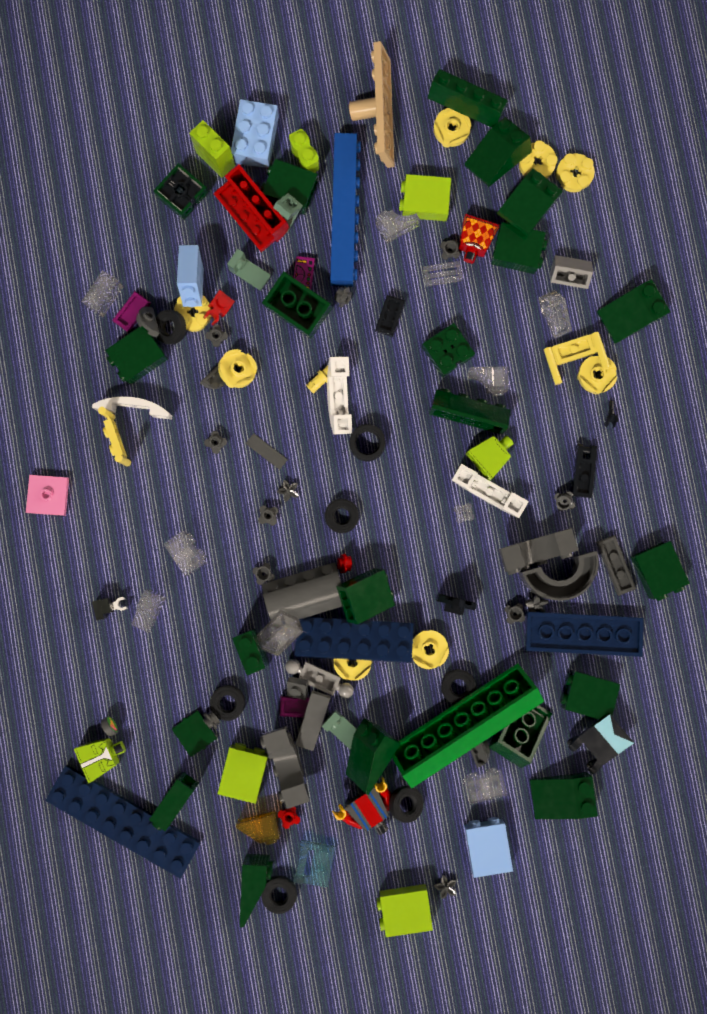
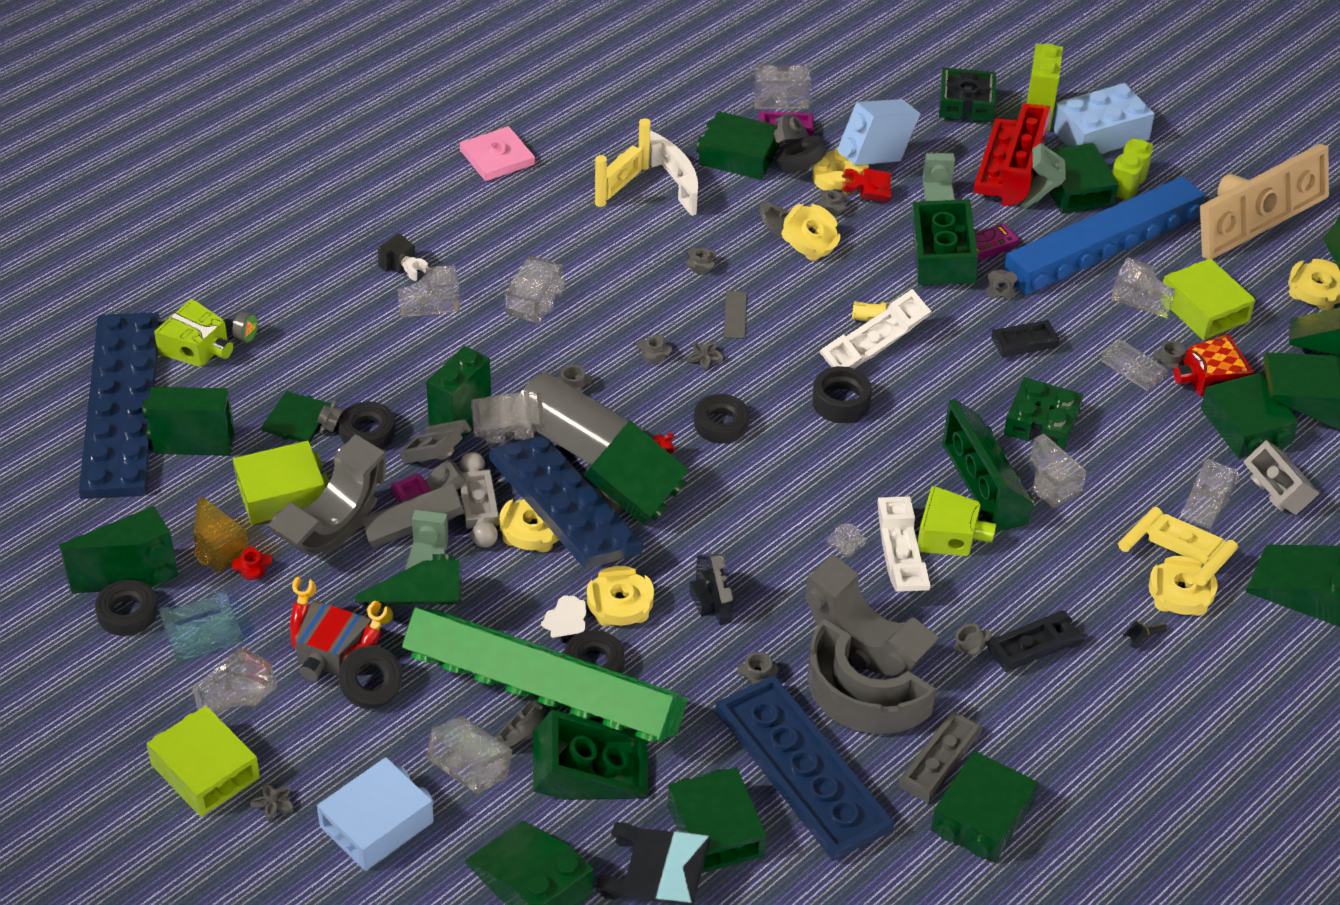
camera: 55 degrees right, 40 degrees down
(270, 680) = (435, 443): none -> dark grey plate
(370, 871) = (238, 681): none -> clear arch
(424, 683) = (566, 617): none -> white sticker
(536, 604) = (796, 682): dark grey plant -> none

